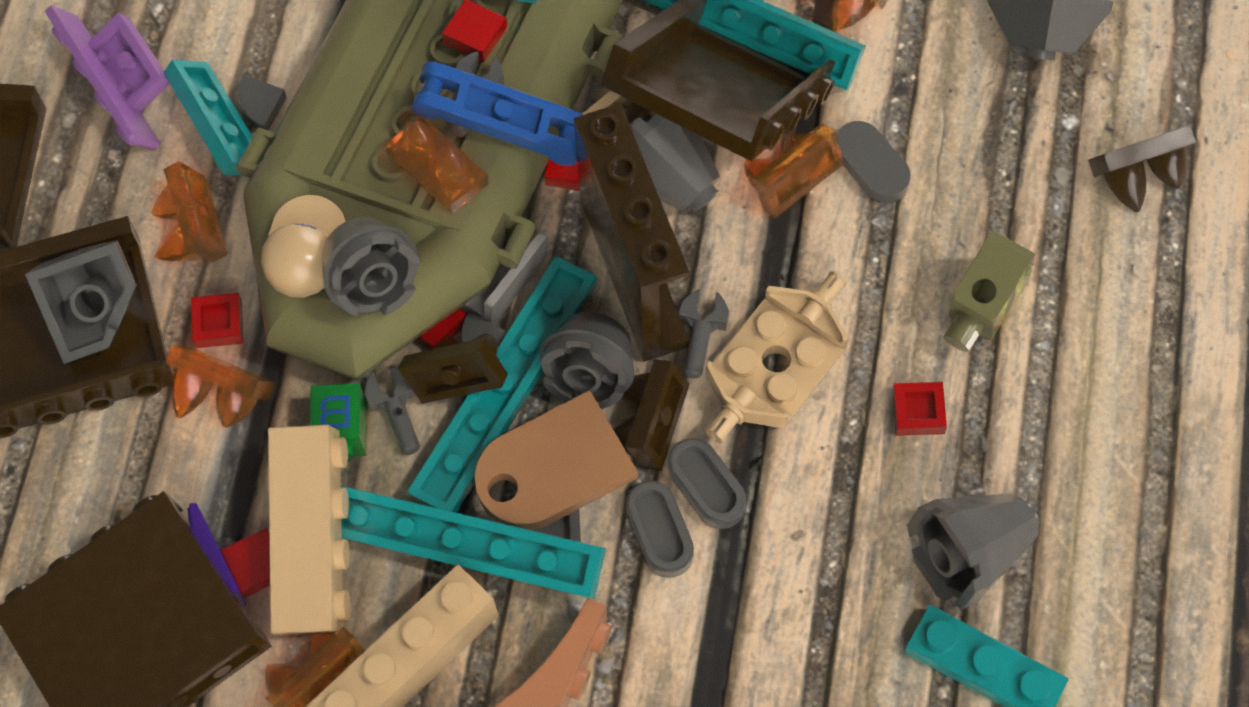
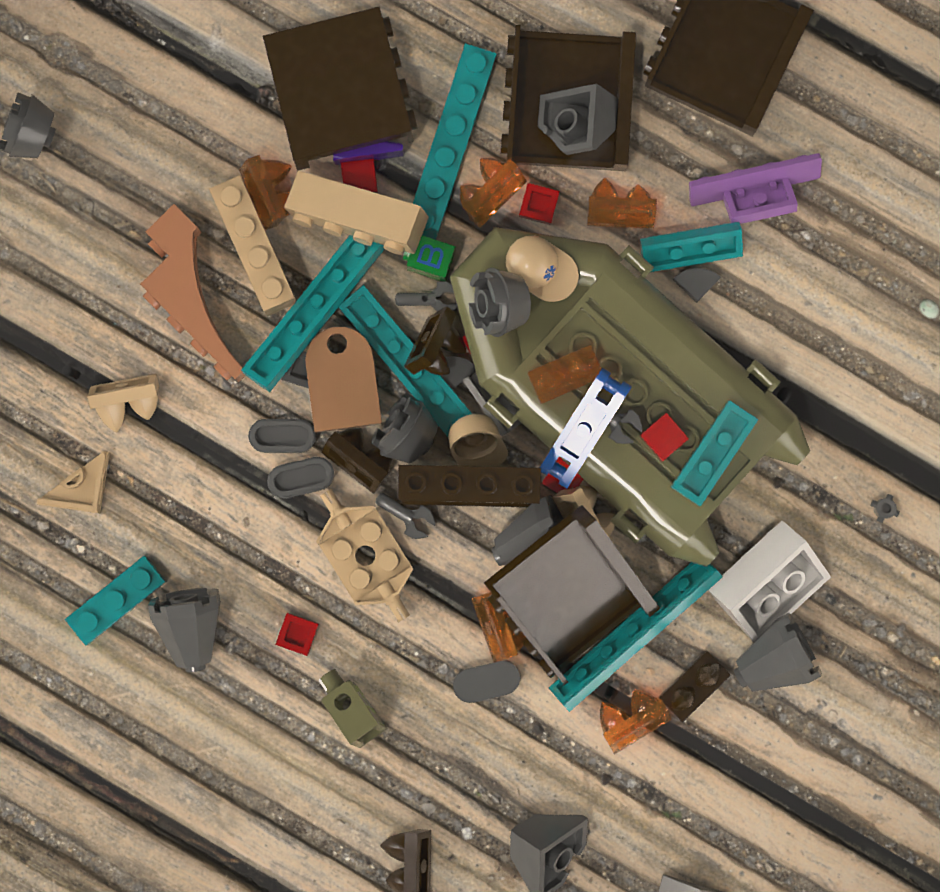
camera: 110 degrees right, 20 degrees up
(143, 462) = (453, 135): none -> teal plate
(566, 264) = (477, 442): none -> tan cap

